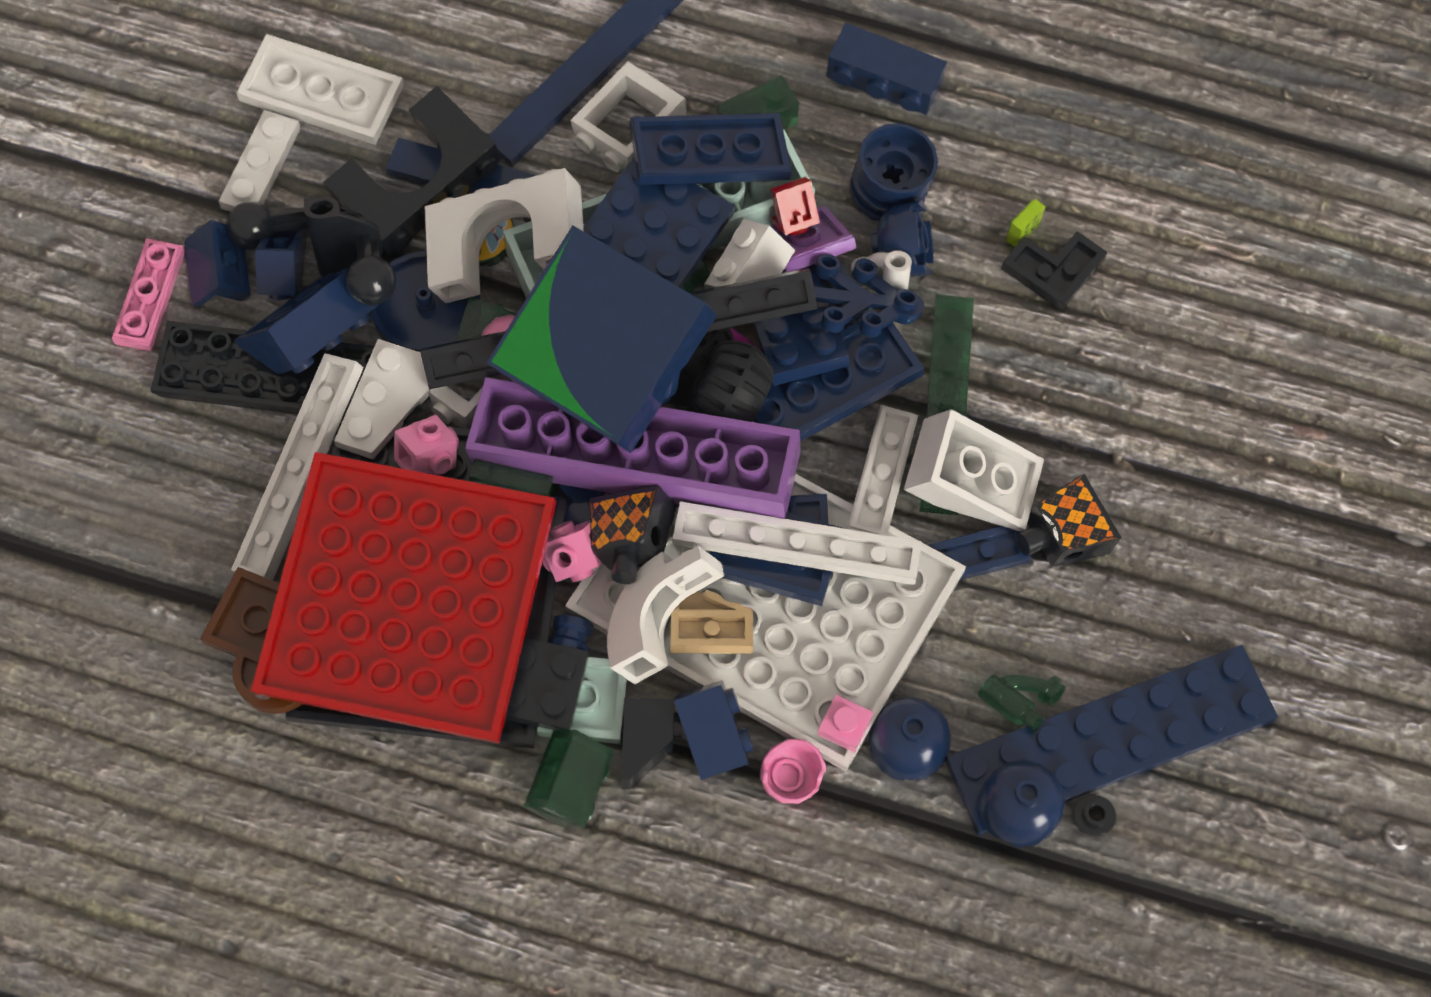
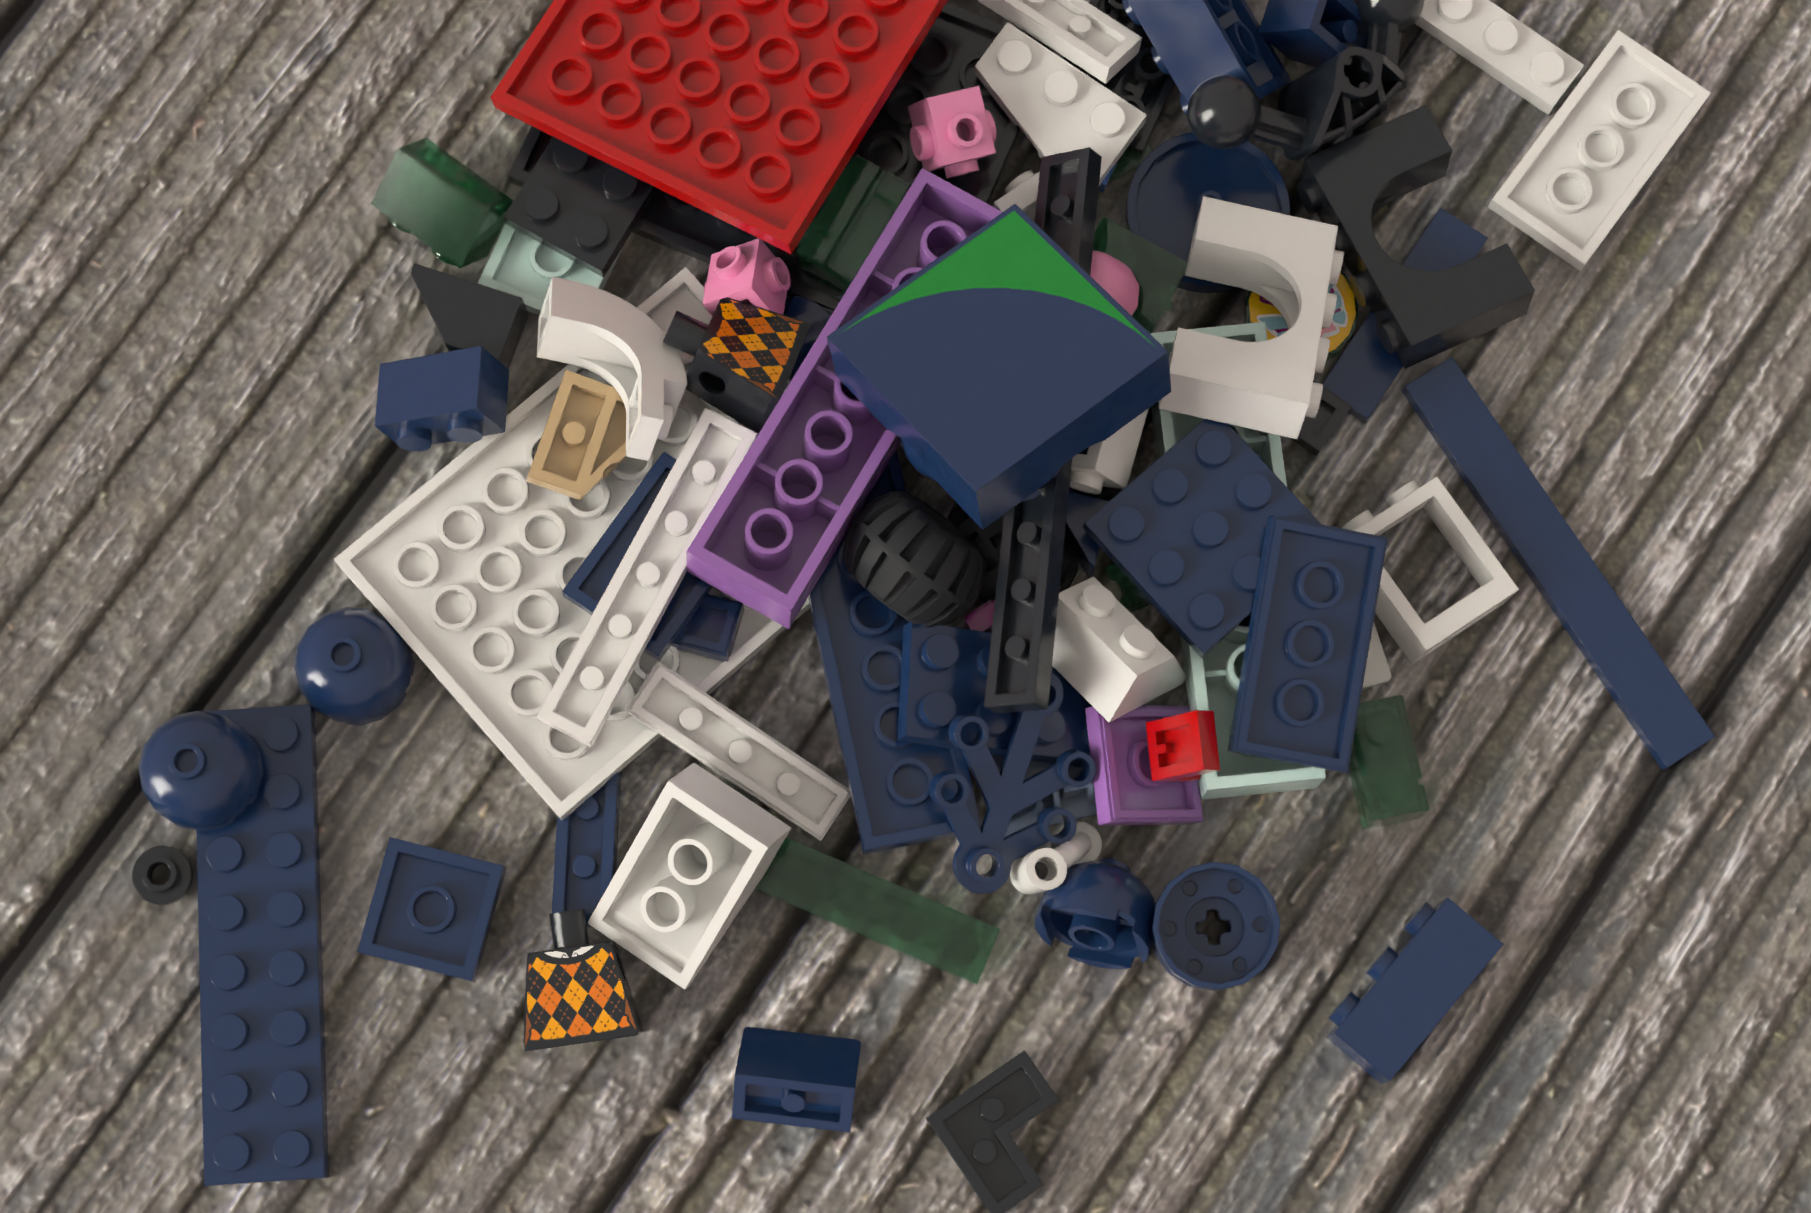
camera: 110 degrees right, 10 degrees up
(571, 631) = (641, 263): dark blue wheel -> none
(792, 771) = (356, 489): bright pink hair -> none
(845, 723) = (388, 572): bright pink plate -> none
(1005, 698) = (340, 819): clear green plant -> none
(1025, 222) = (1082, 1110): lime tile -> none
(1051, 633) = (432, 909): none -> dark blue plate
(1067, 386) = (796, 1079): none -> dark blue panel

